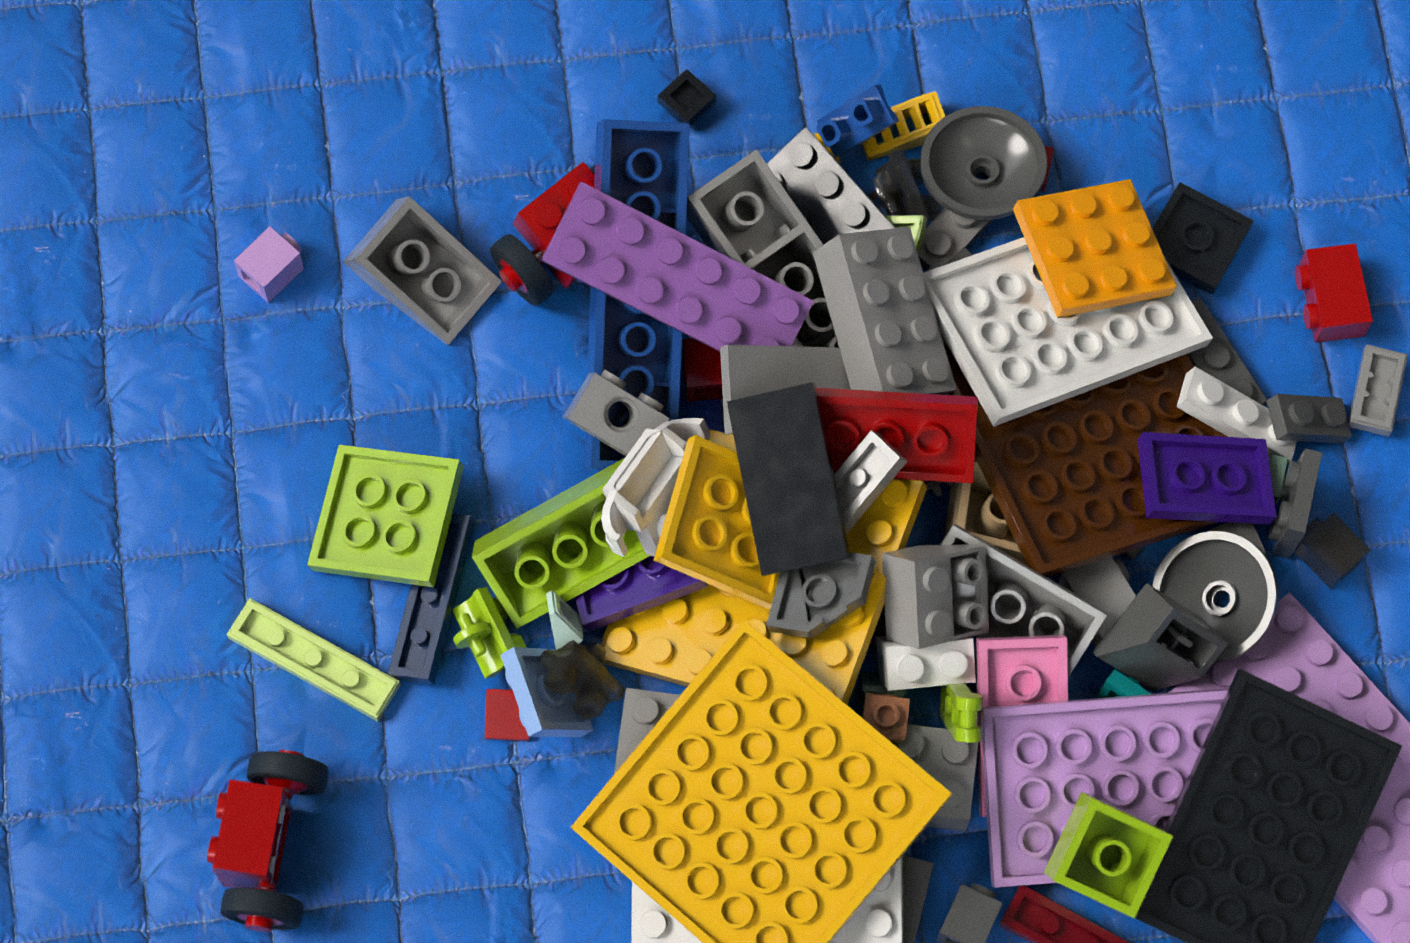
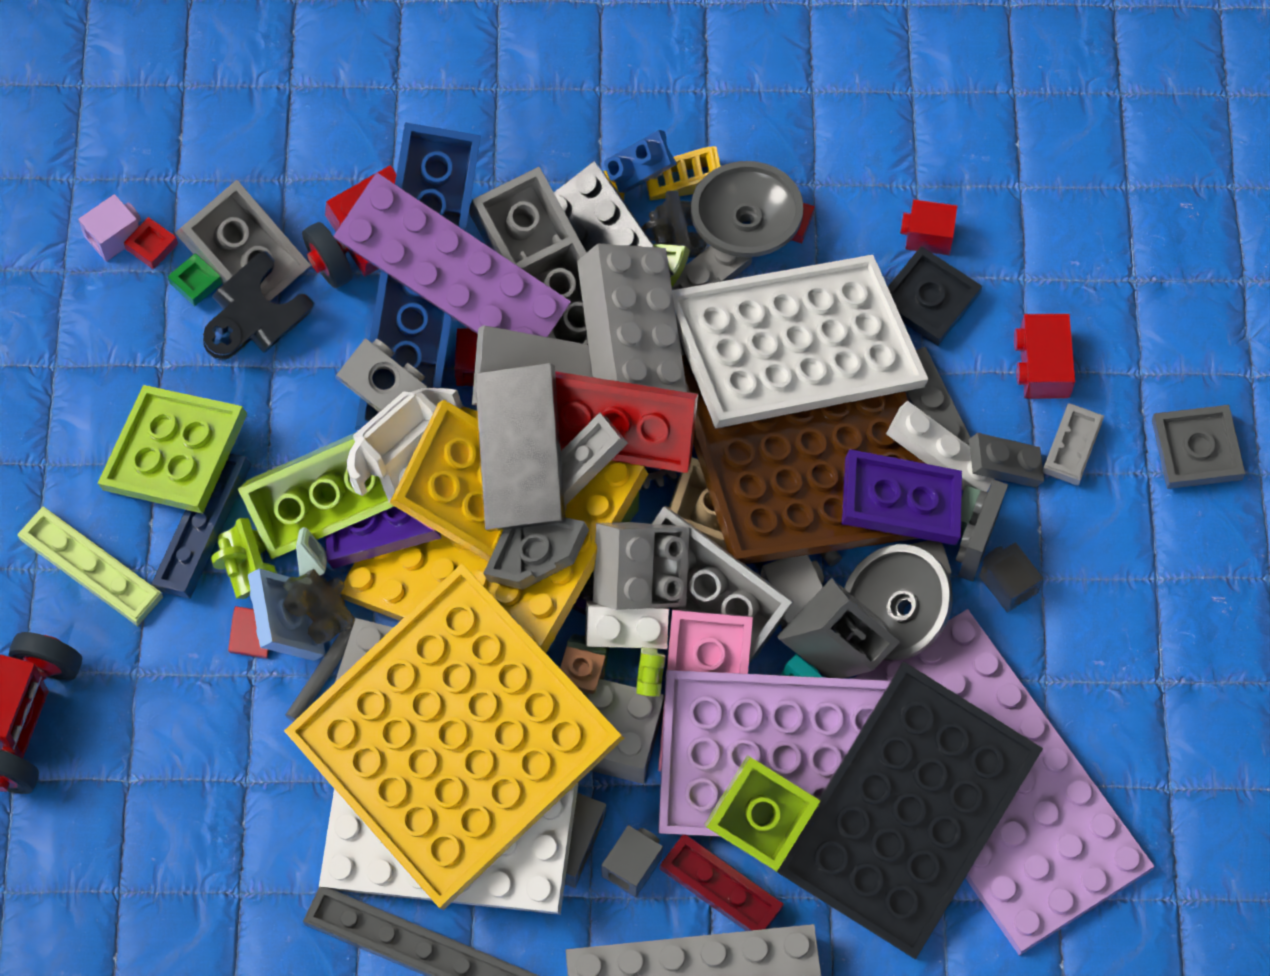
camera: 10 degrees right, 5 degrees down
(317, 276) = (150, 243): none -> red plate
(374, 314) = (195, 279): none -> green plate
(446, 349) = (249, 314): none -> black piece
(592, 755) = (319, 676): none -> dark grey bar
(686, 98) = (498, 130): black plate -> none
(1094, 248) = (832, 289): light orange plate -> none
(1185, 158) = (929, 226): none -> red brick

